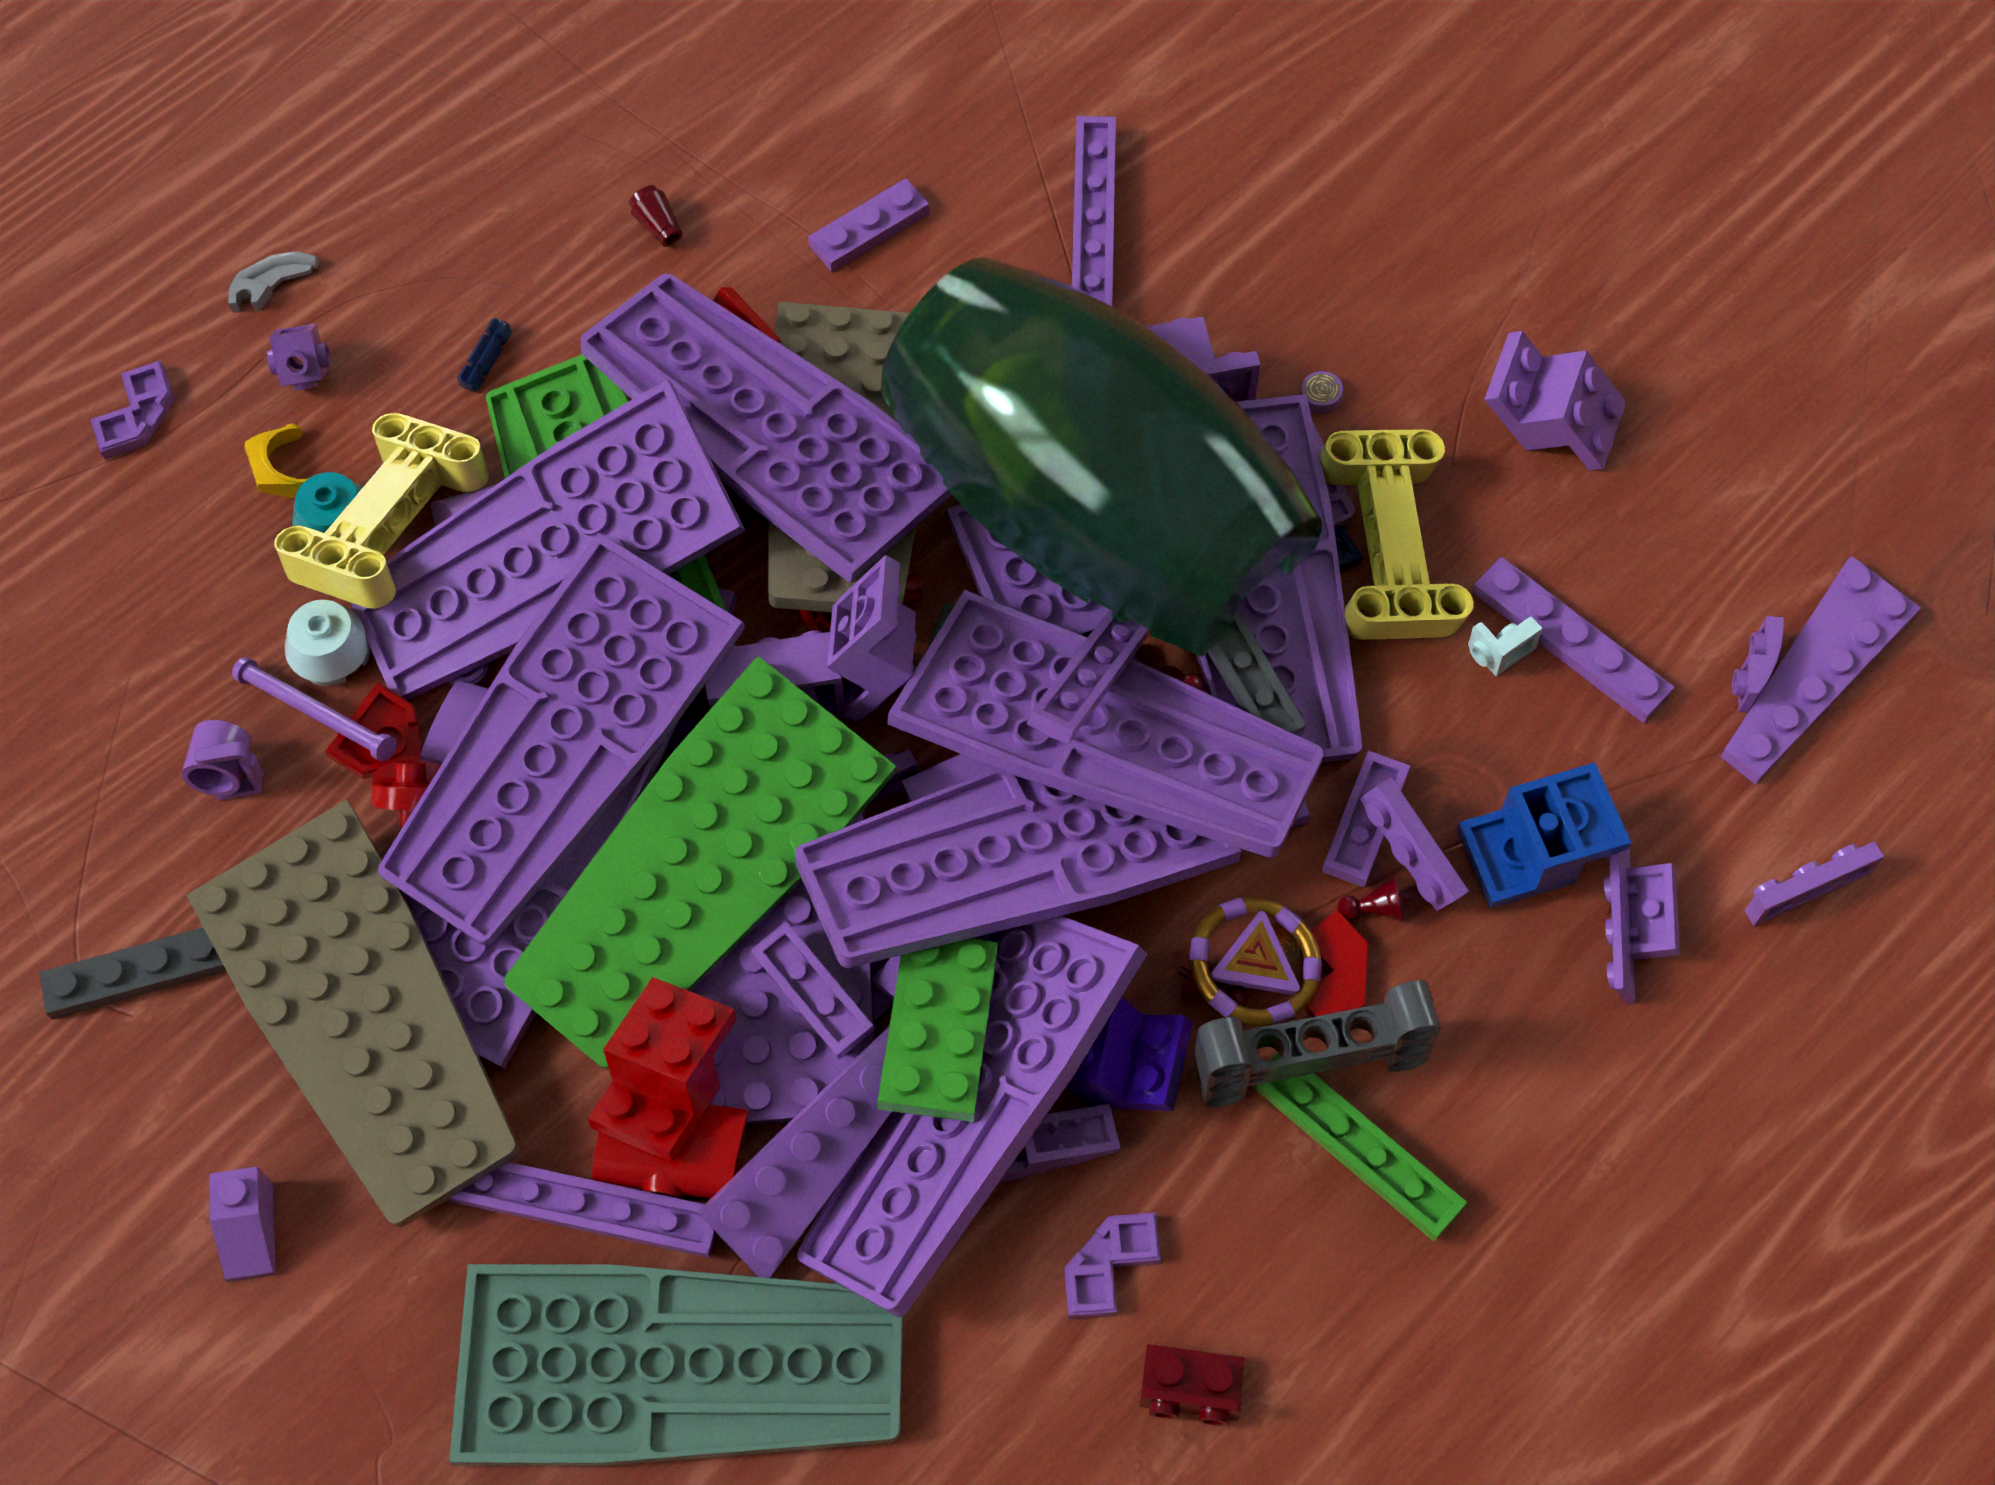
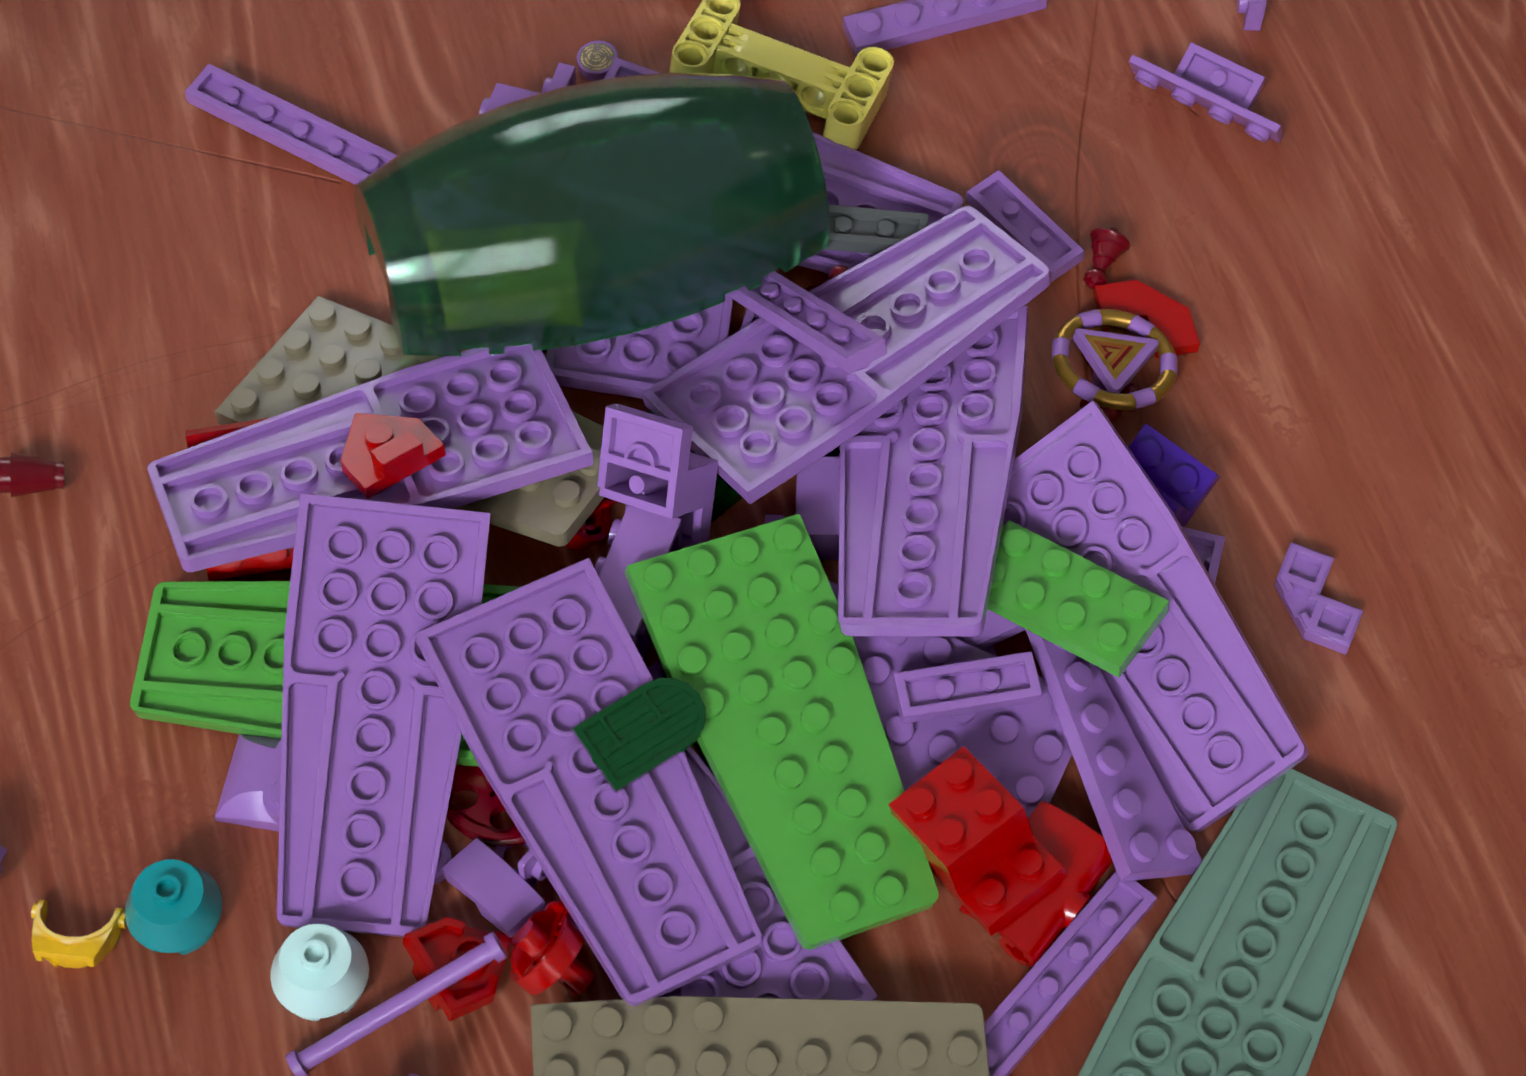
camera: 65 degrees left, 5 degrees down
(350, 554) = (175, 790): light yellow beam -> none
(484, 355) = (77, 695): dark blue axle -> none
(610, 748) = (642, 730): none -> dark green window
(763, 423) = (387, 450): none -> plate
(868, 225) = (171, 310): medium lavender plate -> none
(1192, 1384) = (1449, 586): dark red bracket -> none
(1365, 1151) = (1305, 372): bright green plate -> none
(1401, 1030) = (1232, 311): dark grey beam -> none
(1413, 844) = (1075, 198): medium lavender plate -> none
(1507, 647) = (928, 59): light aqua bracket -> none
(1543, 835) = (1121, 109): blue bracket -> none

